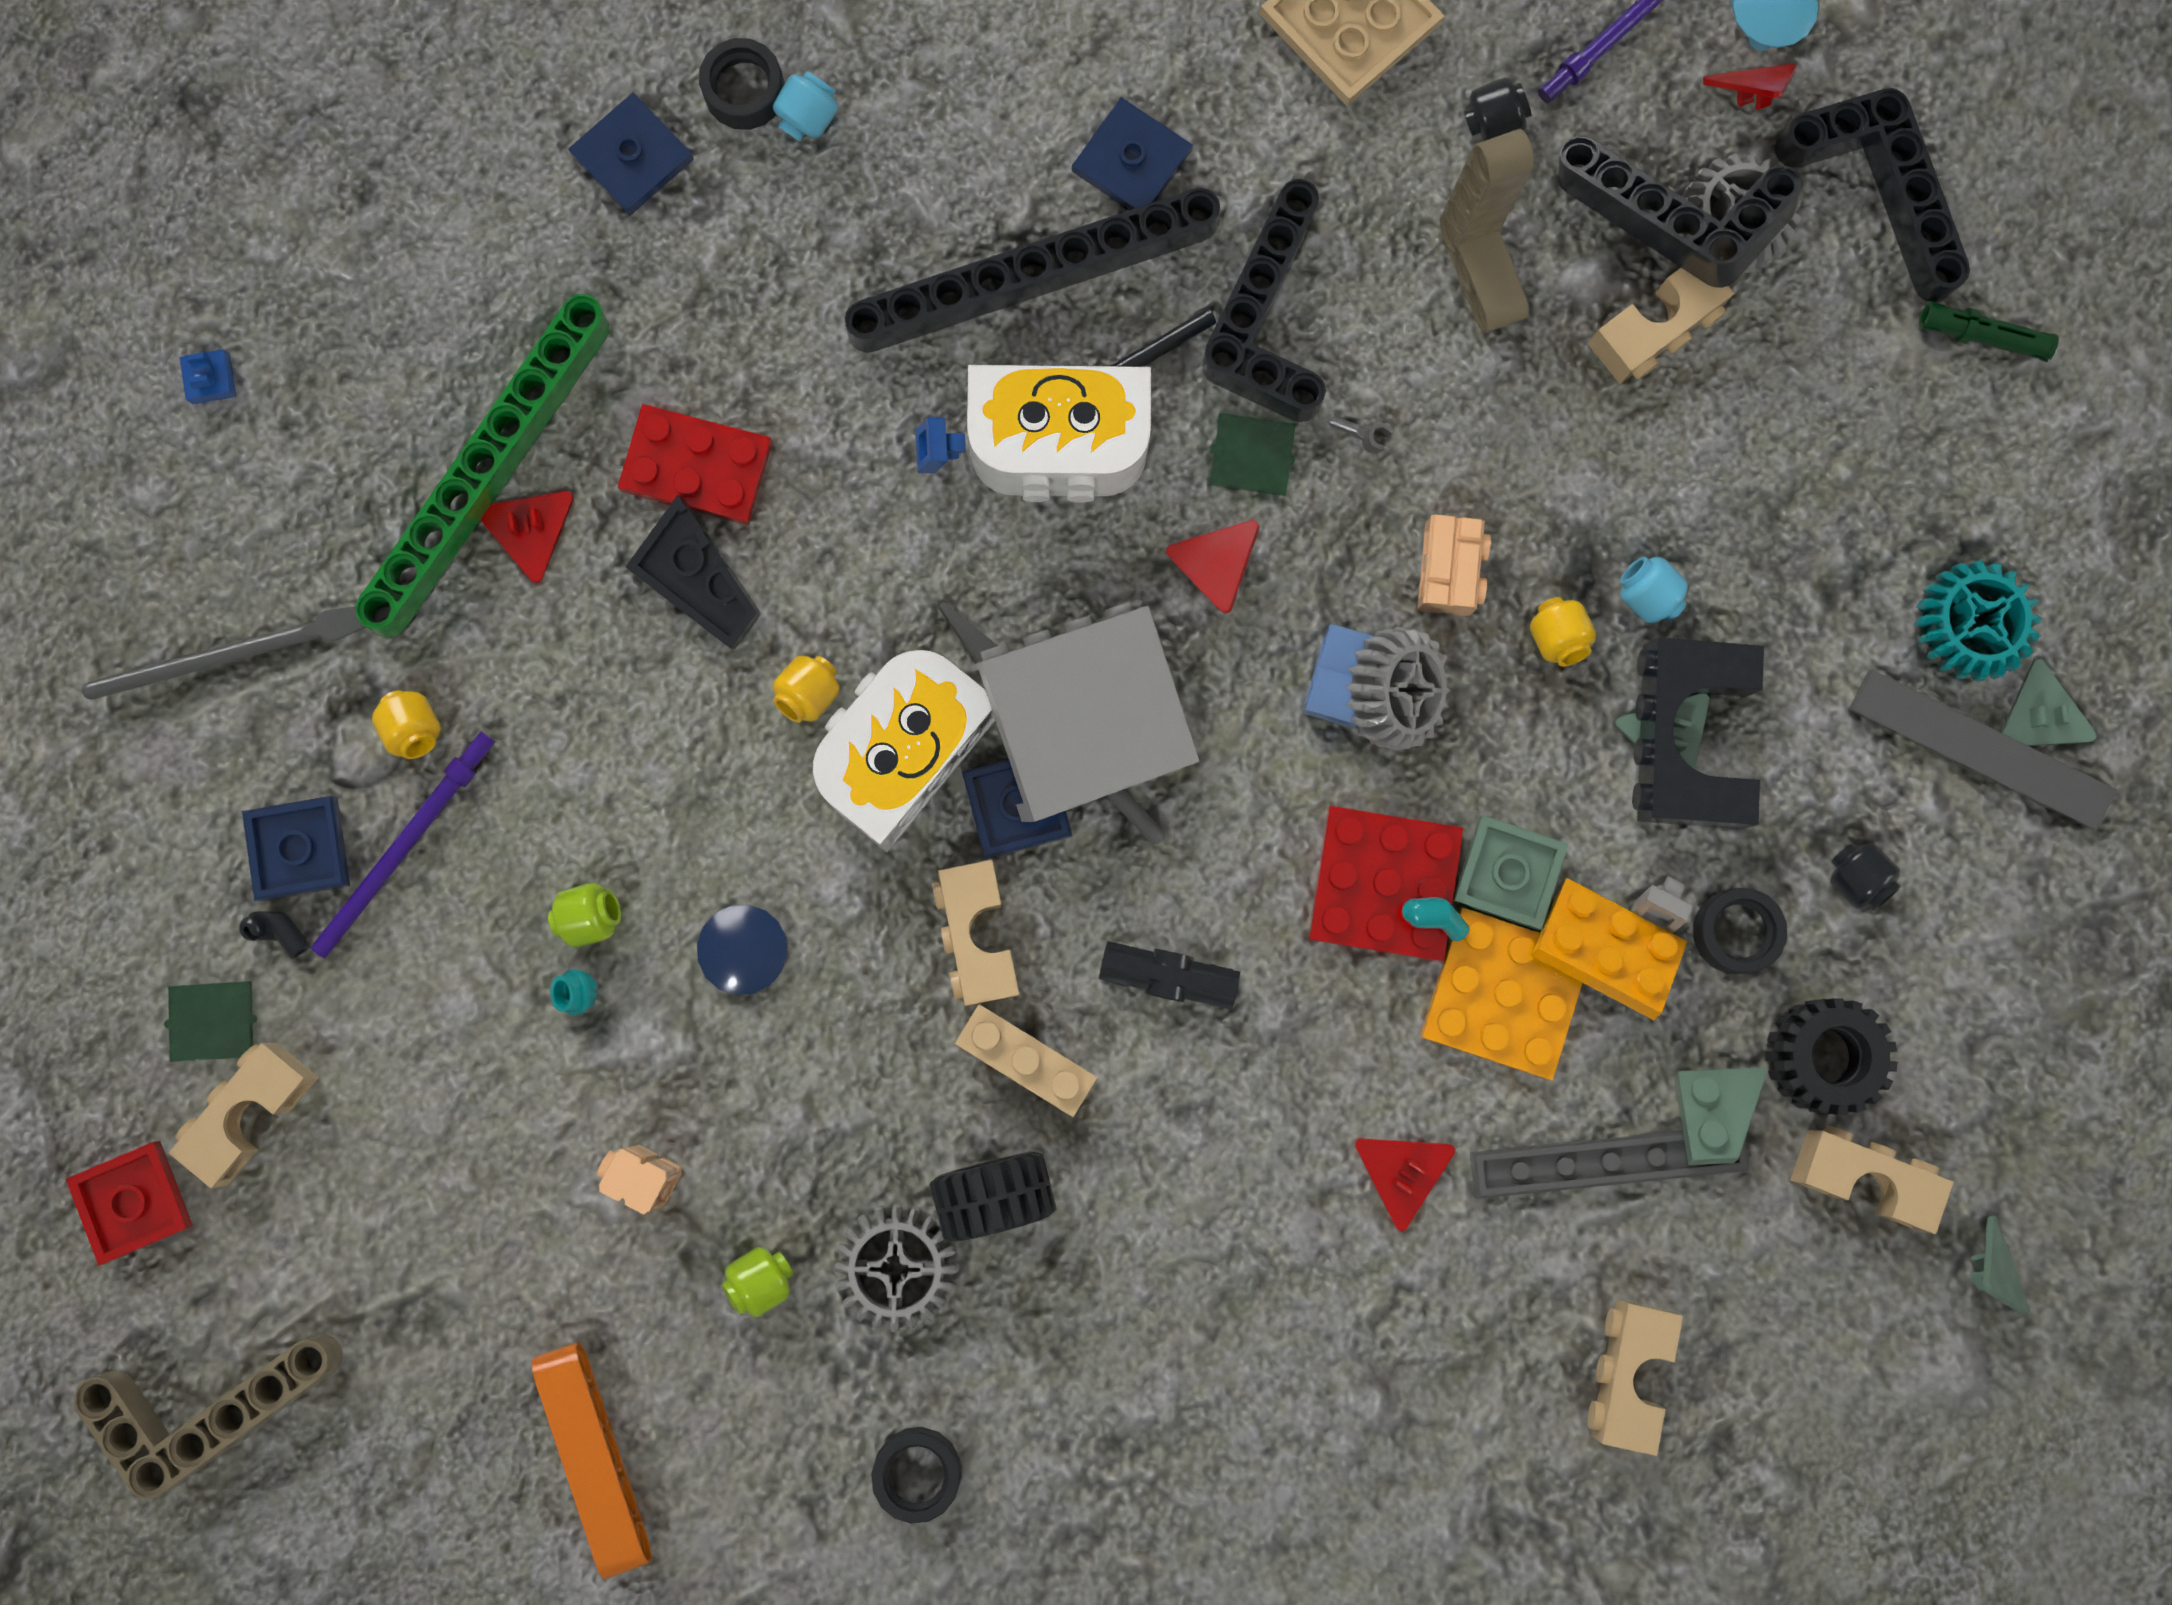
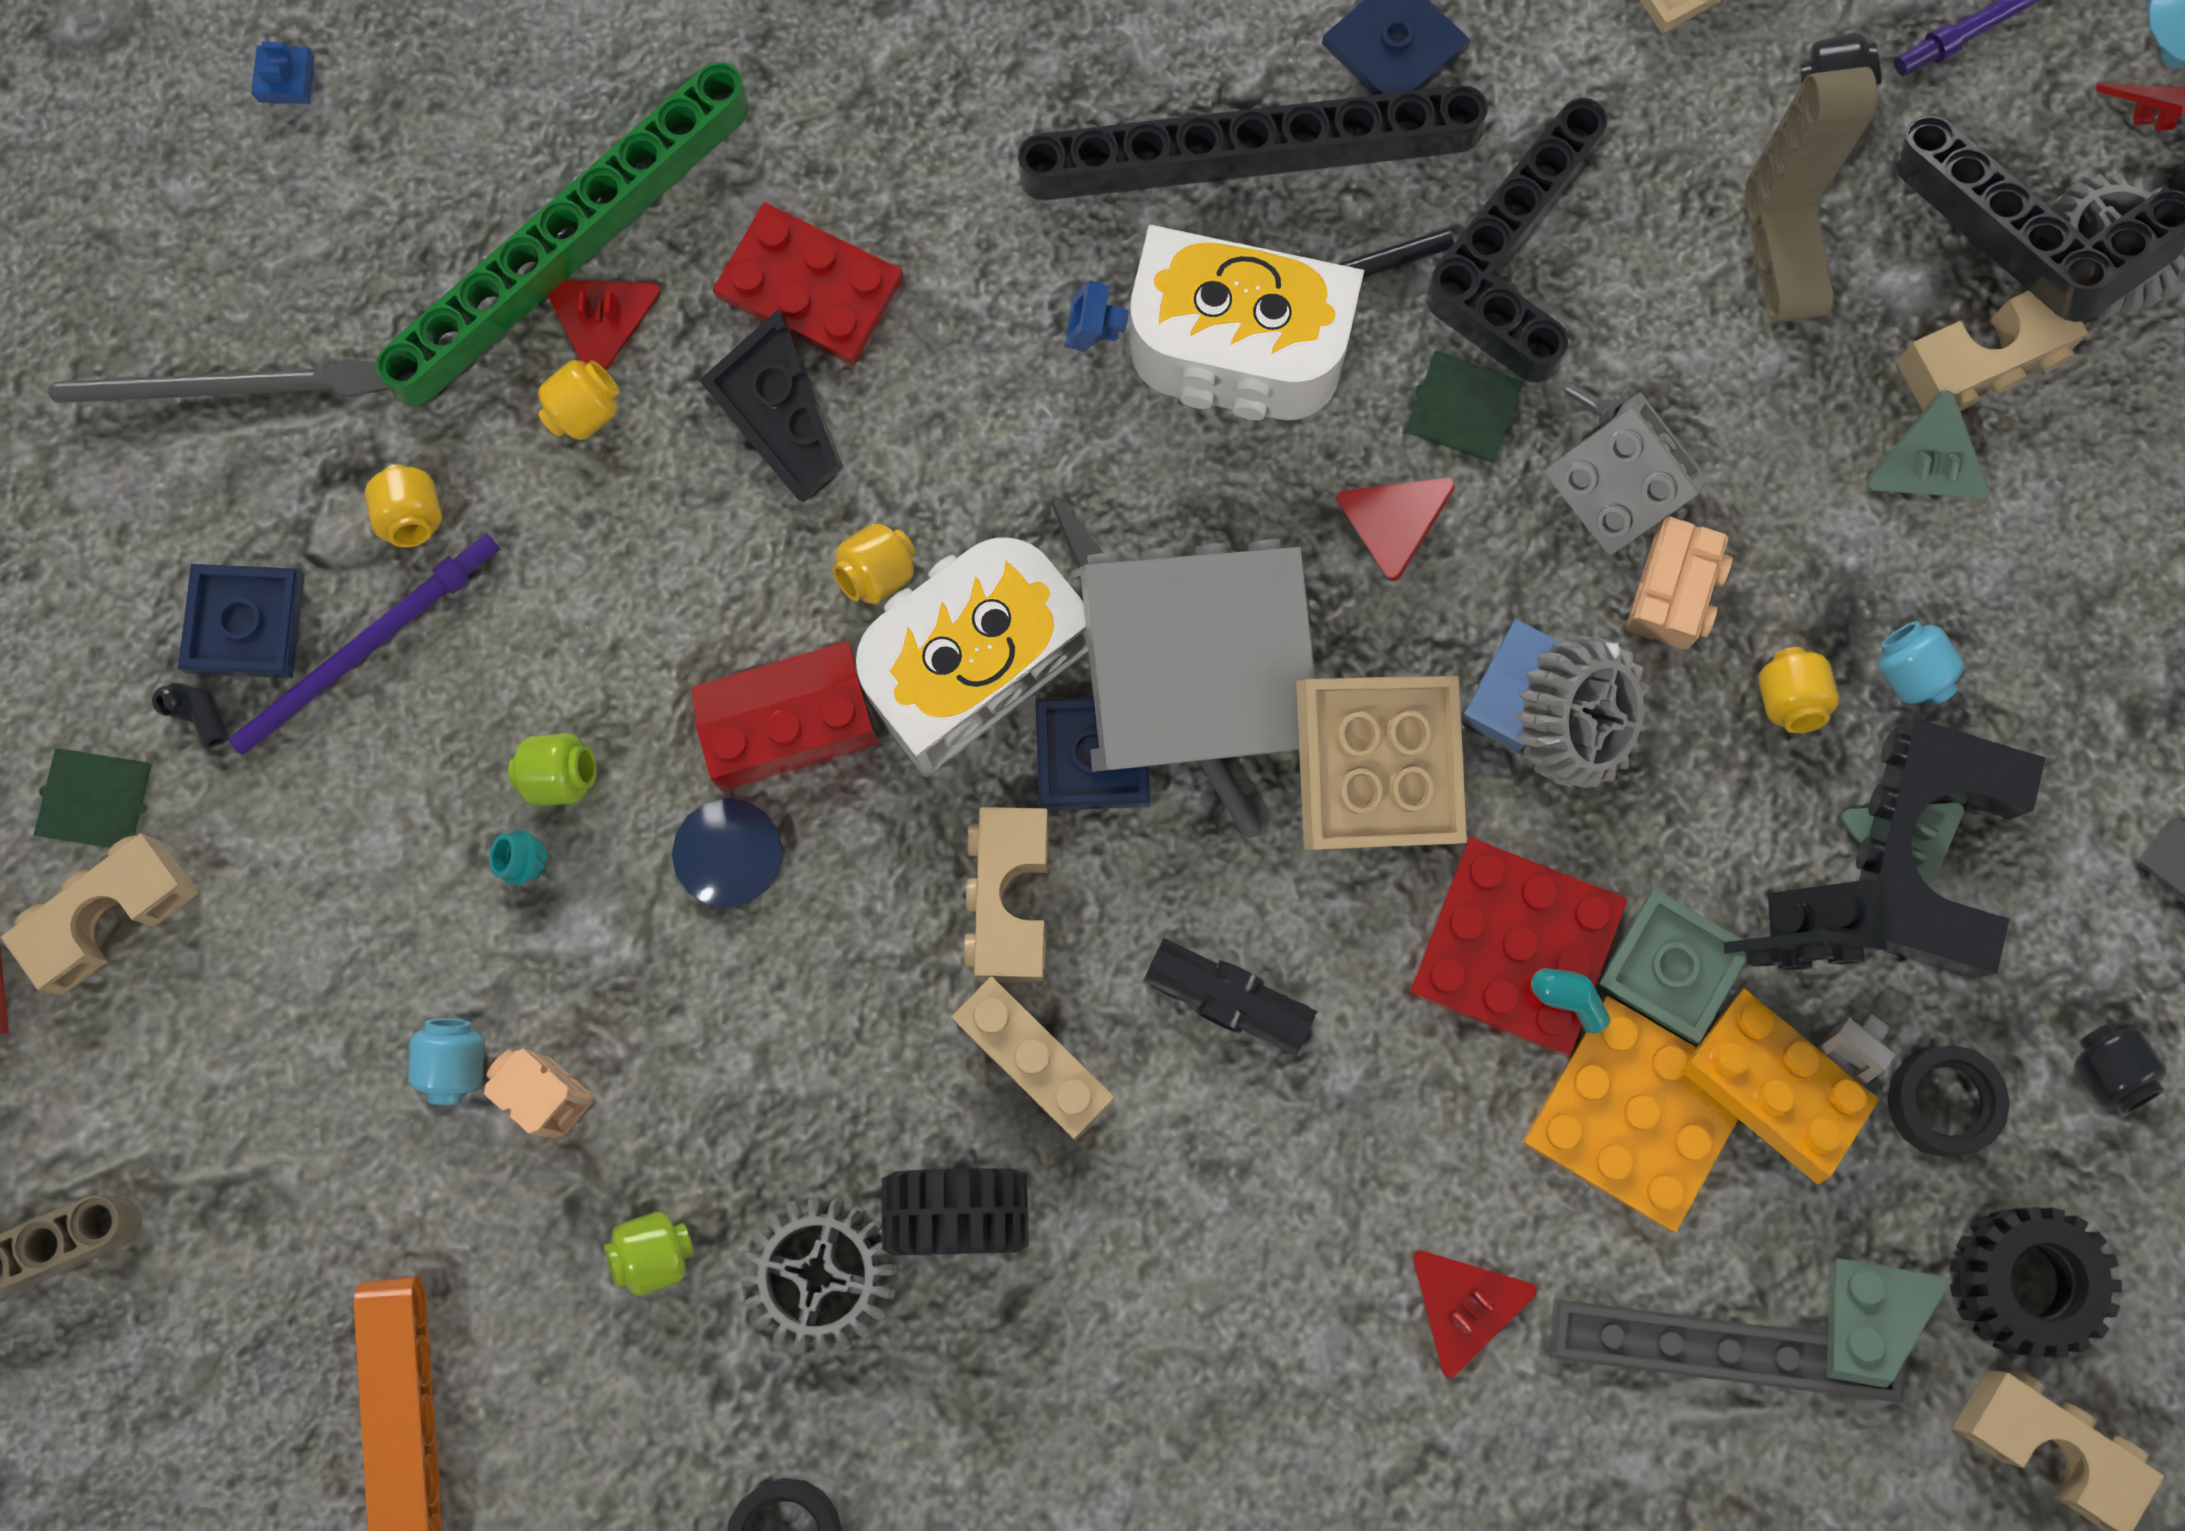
camera: 25 degrees right, 5 degrees down
(529, 604) = (578, 399): none -> yellow head
(557, 1167) = (446, 1060): none -> medium azure head
(760, 828) = (782, 717): none -> red slope
(1248, 763) = (1381, 762): none -> tan plate
(1394, 486) = (1626, 475): none -> light grey bracket
(1615, 819) = (1818, 924): none -> black bracket
(1631, 418) = (1933, 456): none -> sand green piece

